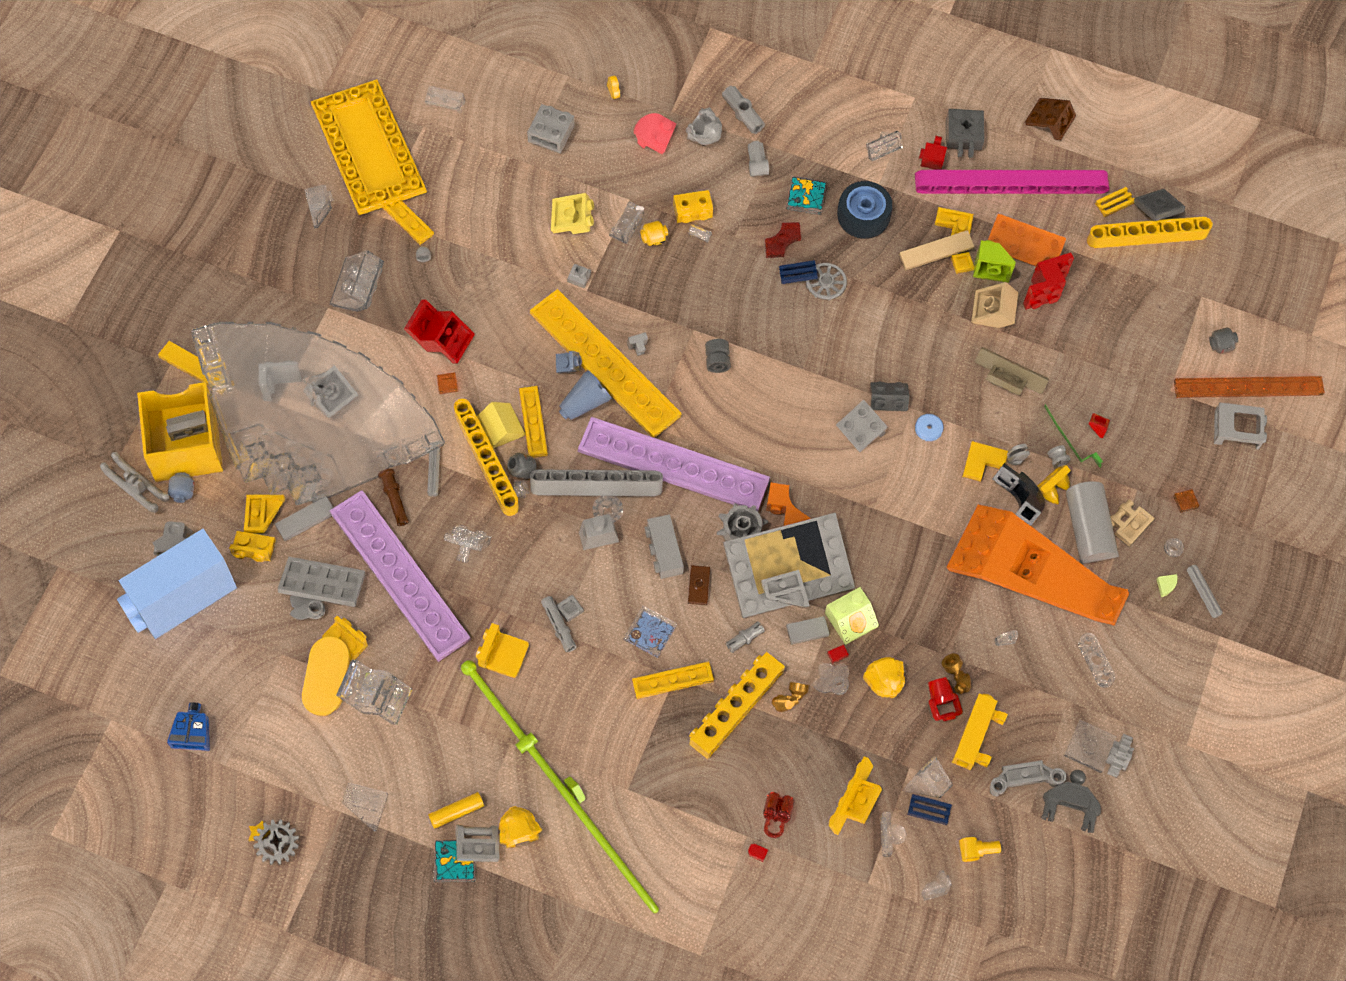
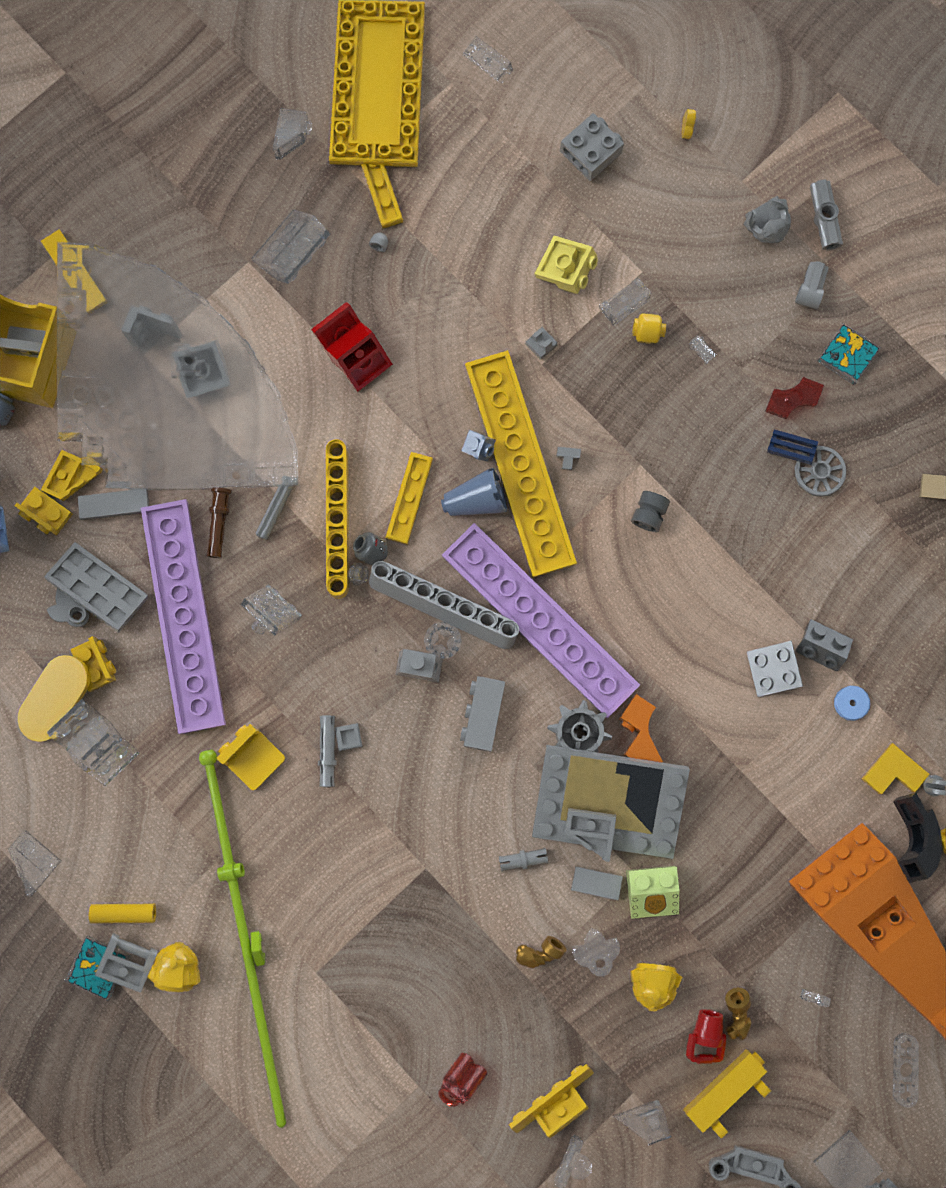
camera: 30 degrees right, 15 degrees up
(447, 383) = (336, 410): clear orange tile -> none
(500, 424) = (371, 486): light yellow slope -> none
(650, 631) = (423, 804): clear tile -> none
(654, 131) = (709, 200): coral slope -> none
(672, 680) = (421, 871): yellow tile -> none
(693, 206) = (709, 313): yellow brick -> none
(699, 585) = (501, 774): reddish brown plate -> none
(708, 745) = (423, 968): yellow brick -> none
(757, 852) = (420, 1111): red piece -> none
(837, 654) = (616, 926): red piece -> none
(864, 209) = (908, 403): wheel -> none
(946, 814) = (646, 1167): dark blue tile -> none

